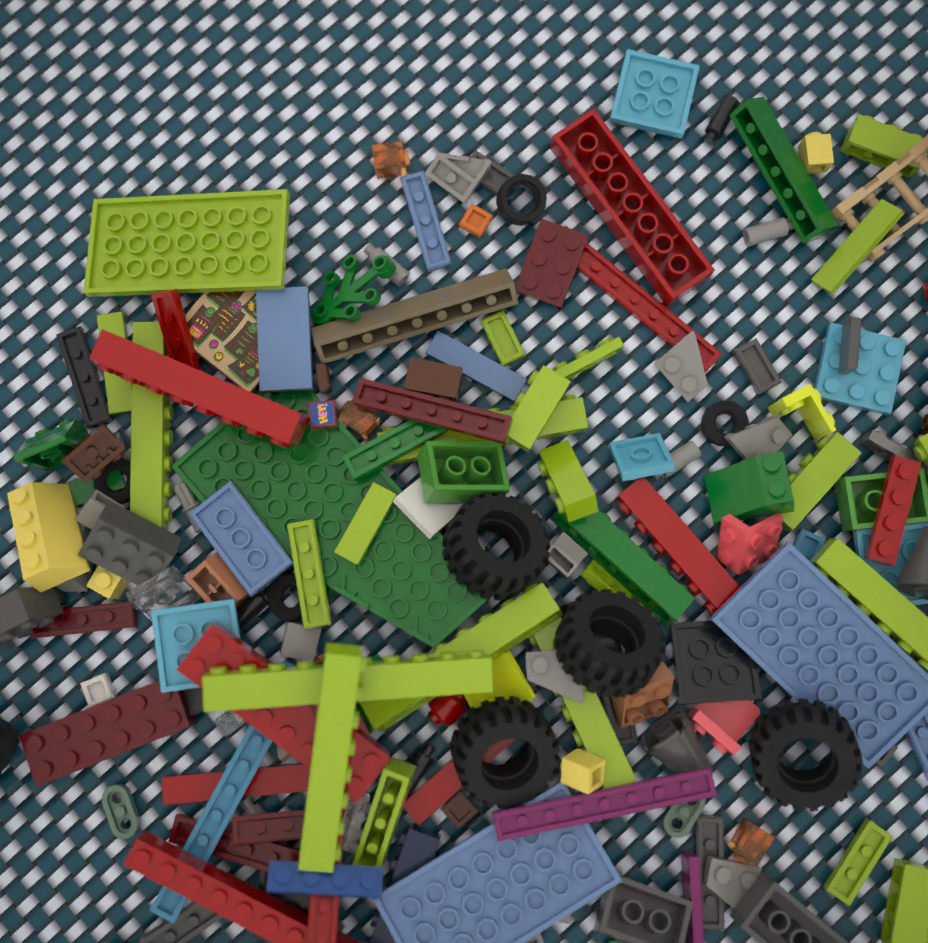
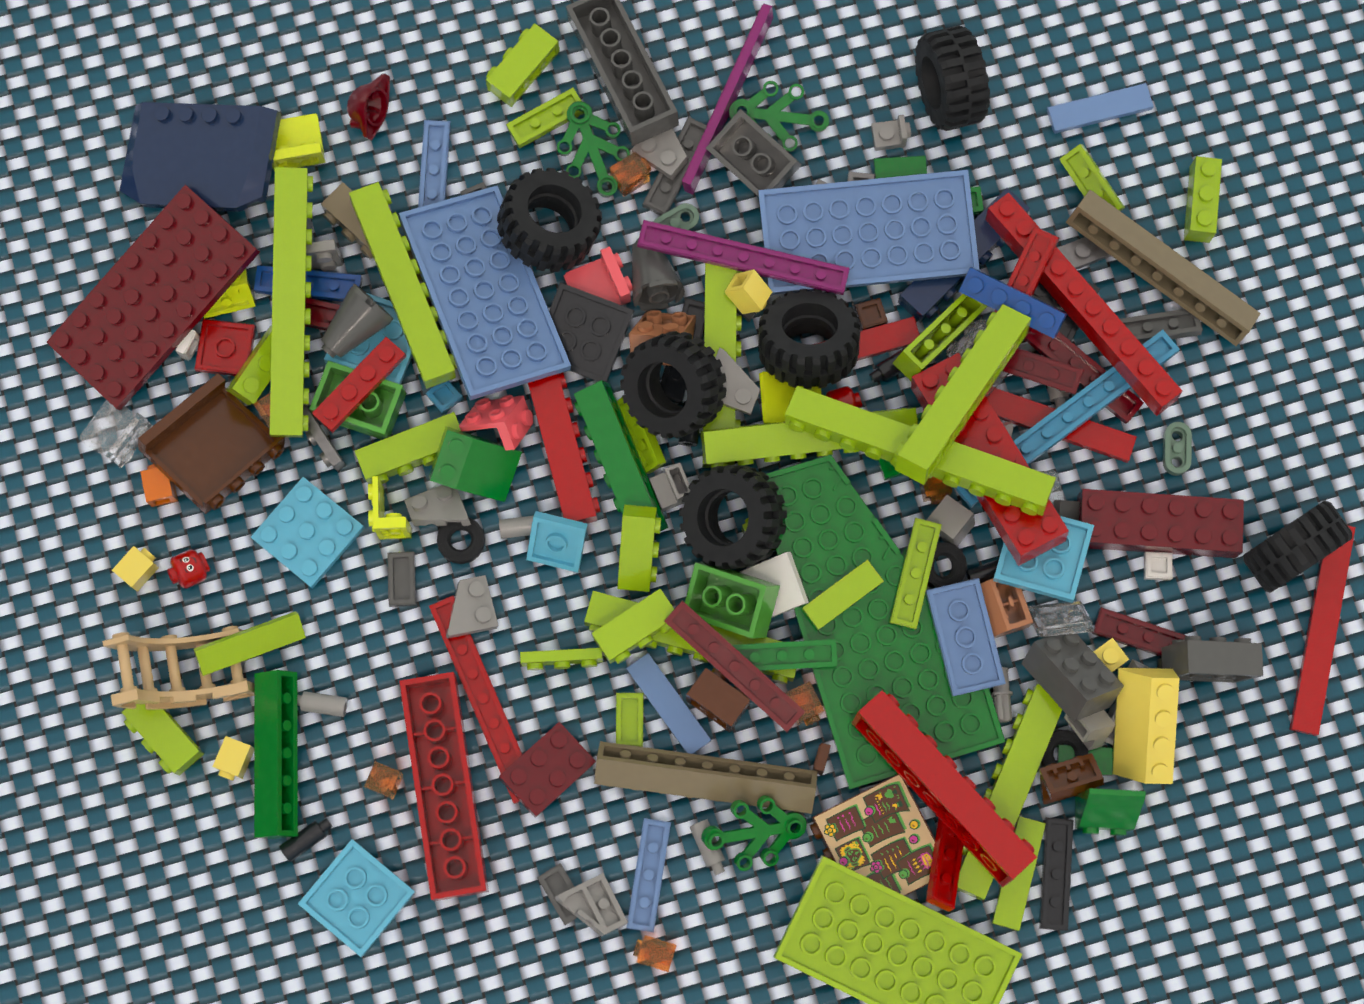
camera: 160 degrees left, 5 degrees down
(284, 340) = (843, 808): medium blue tile -> none
(323, 414) = (837, 719): tile -> none
(476, 221) = (598, 851): orange tile -> none
(537, 190) = (534, 830): black tyre -> none
(682, 191) = (383, 780): none -> clear orange brick
(802, 854) = (591, 144): none -> green plant
(850, 345) = (311, 551): dark grey tile -> none

